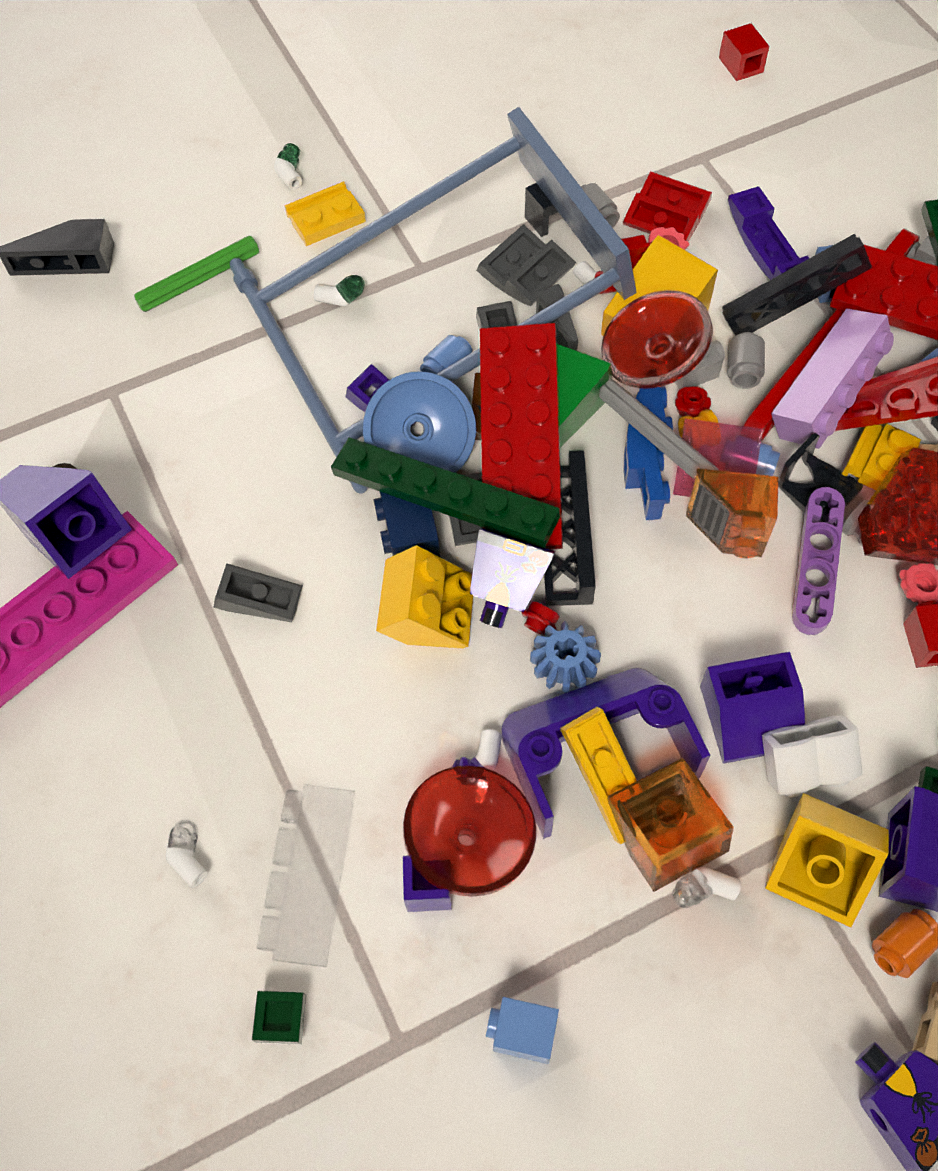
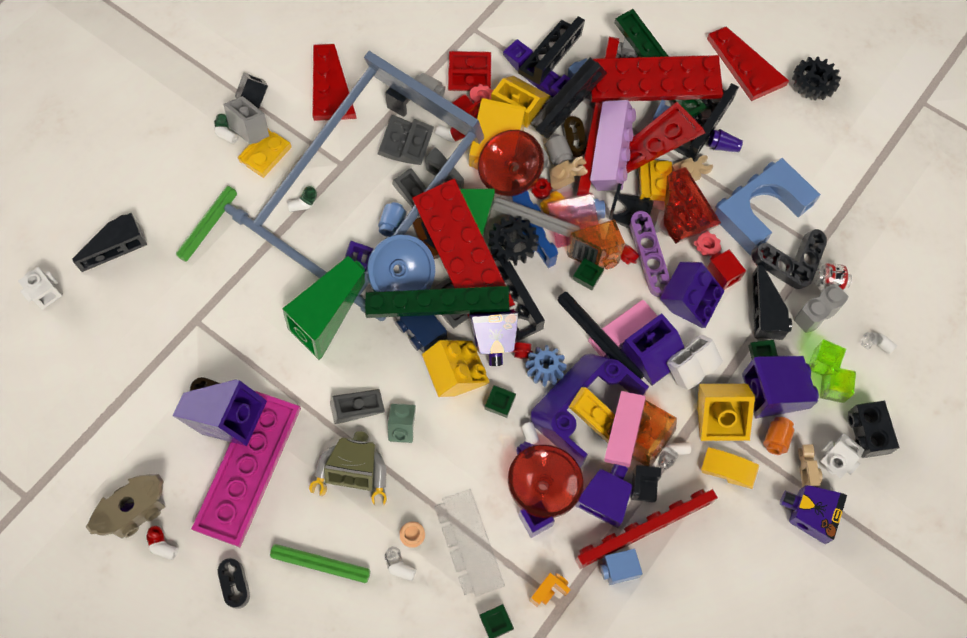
camera: 30 degrees left, 5 degrees up
(78, 796) = (320, 563): none -> bright green axle
(198, 674) = (352, 465): none -> olive torso
(230, 817) = (412, 534): none -> light nougat plate
(285, 432) = (323, 306): none -> green slope
(303, 645) = (401, 423): none -> sand green bracket
(318, 160) = (246, 120): none -> light grey brick
(349, 130) = (252, 89): none -> black panel
(379, 1005) = (545, 592): none -> light orange bracket
(463, 143) = (328, 83): none -> red wing
(467, 680) = (500, 401): none -> dark green plate
(560, 901) = (607, 495): none -> dark purple torso
(605, 451) = (519, 249): none -> black gear
(619, 984) = (636, 532): none -> red plate
(634, 913) = (645, 483): none -> black panel
(636, 806) = (625, 429): none -> bright pink tile
(671, 645) = (596, 332): none -> black axle
(688, 659) = (626, 325): none -> bright pink tile
(702, 551) = (588, 274): none -> dark green plate
(736, 269) = (519, 93): none -> yellow slope
(737, 391) = (564, 173): none -> tan plate
(775, 347) = (579, 135): none -> dark brown beam
(782, 548) = (629, 255): none -> red plate
(795, 956) = (730, 467): none -> yellow slope
(806, 220) = (555, 53): none -> black fence
(861, 648) = (692, 293): none -> dark purple slope

